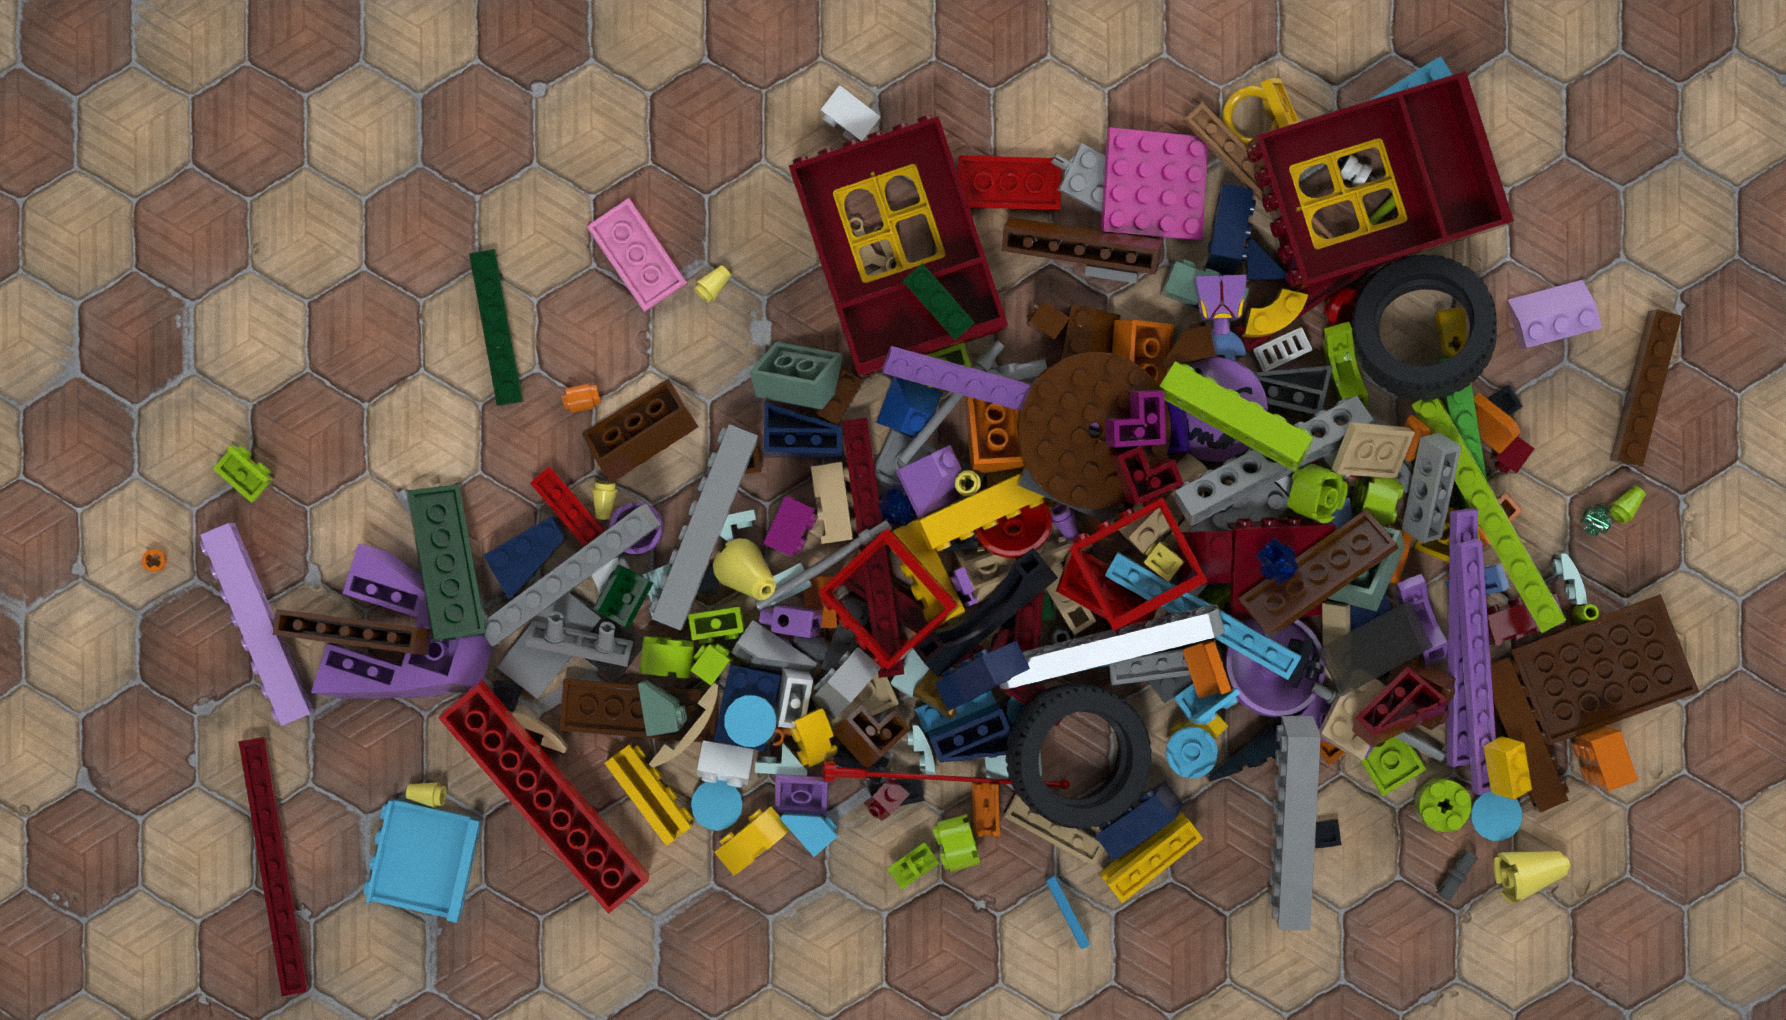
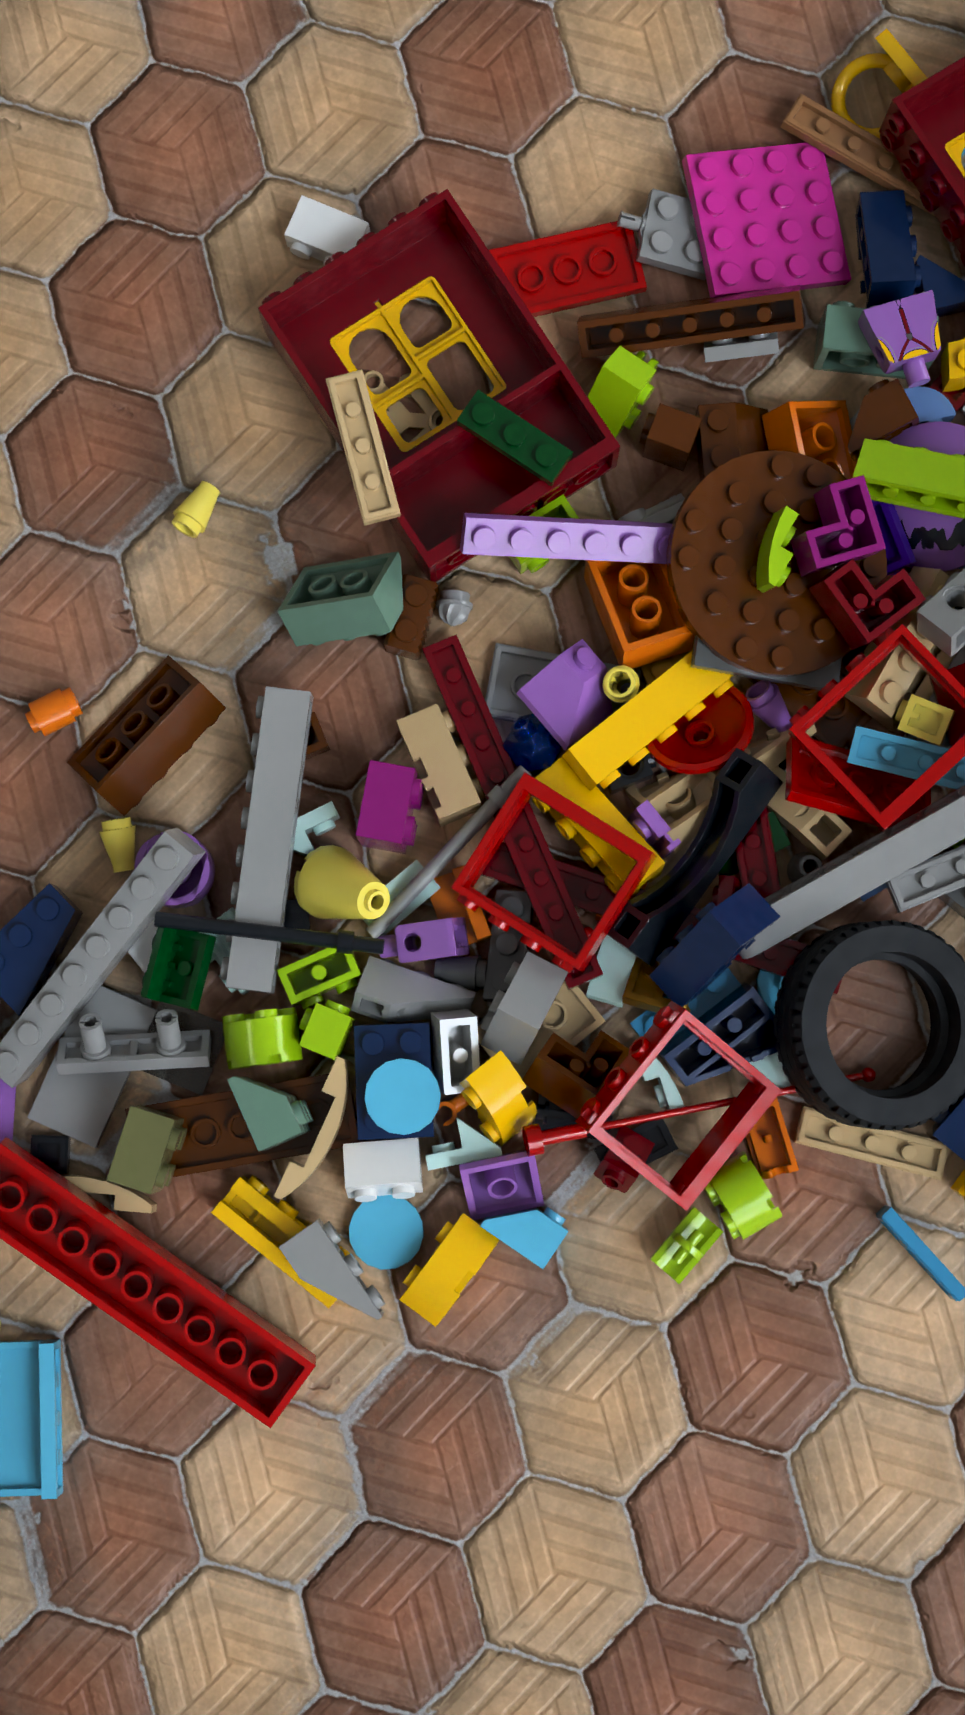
camera: 10 degrees left, 5 degrees down
(567, 506) = (67, 863): red plate -> none
(572, 711) = (147, 1150): none -> olive brick
(636, 255) = (82, 499): bright pink tile -> none
(669, 816) = (323, 1265): none -> light grey slope
(738, 610) = (343, 942): none -> black bar
(799, 436) = (370, 684): dark blue wedge -> none
(835, 282) = (363, 447): none -> tan tile
(870, 397) = (454, 606): none -> light grey plate
(908, 406) = (511, 609): blue slope -> none
(950, 805) = (720, 1140): none -> red window
(983, 363) = (598, 512): light grey bar -> none
(1022, 280) = (622, 387): none -> lime brick
(1088, 432) = (772, 557): none -> lime slope

